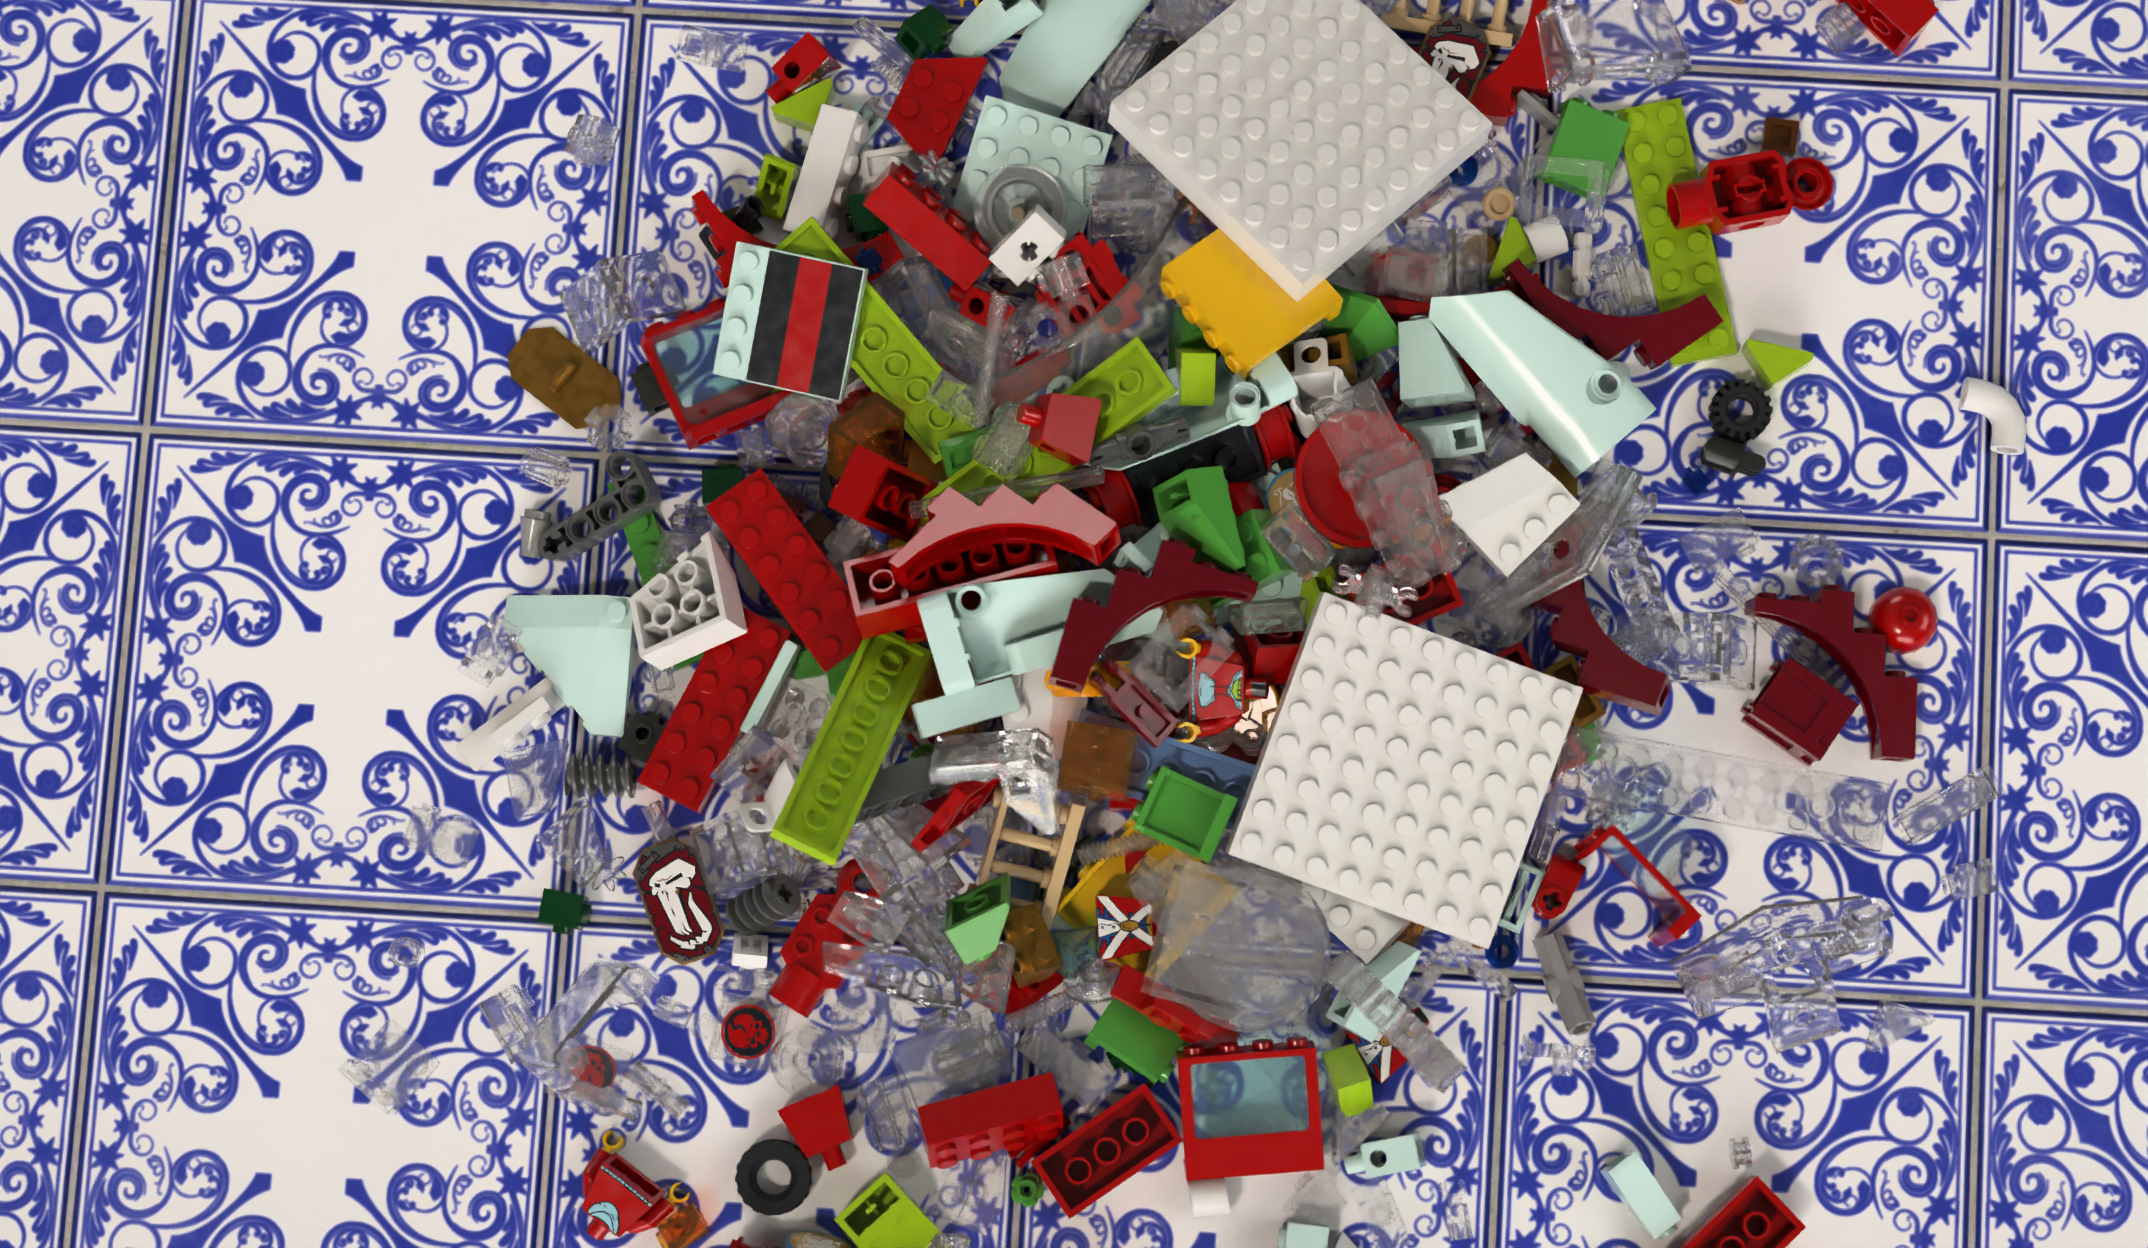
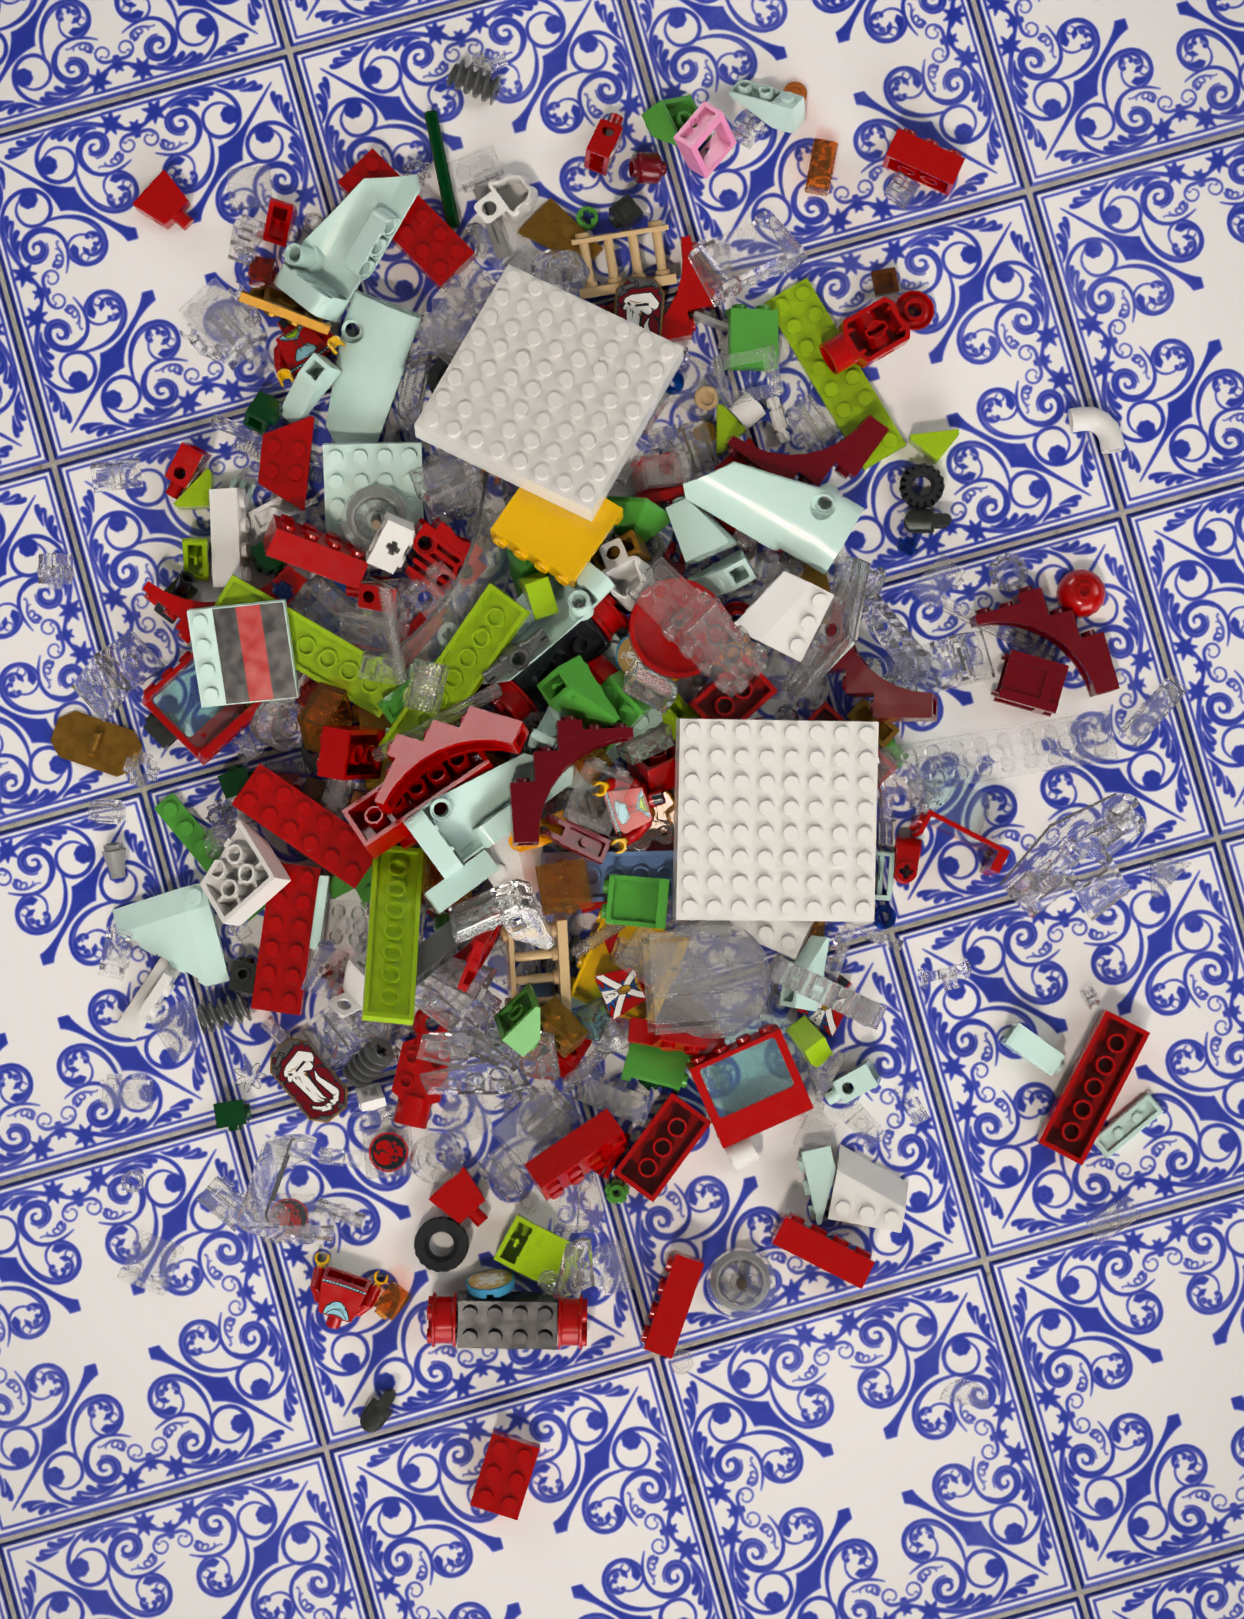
camera: 30 degrees left, 5 degrees up
(575, 843) = (223, 1065): clear wing -> none
(597, 513) = (155, 832): dark grey beam -> none
(935, 169) = (305, 508): clear plant -> none
(1062, 275) = (422, 557): clear brick -> none
(1062, 425) = (460, 665): red torso -> none
(1375, 591) = (714, 705): clear pin -> none
(1564, 984) = (933, 924): light grey piece -> none
(1970, 881) = (1184, 758): clear brick -> none

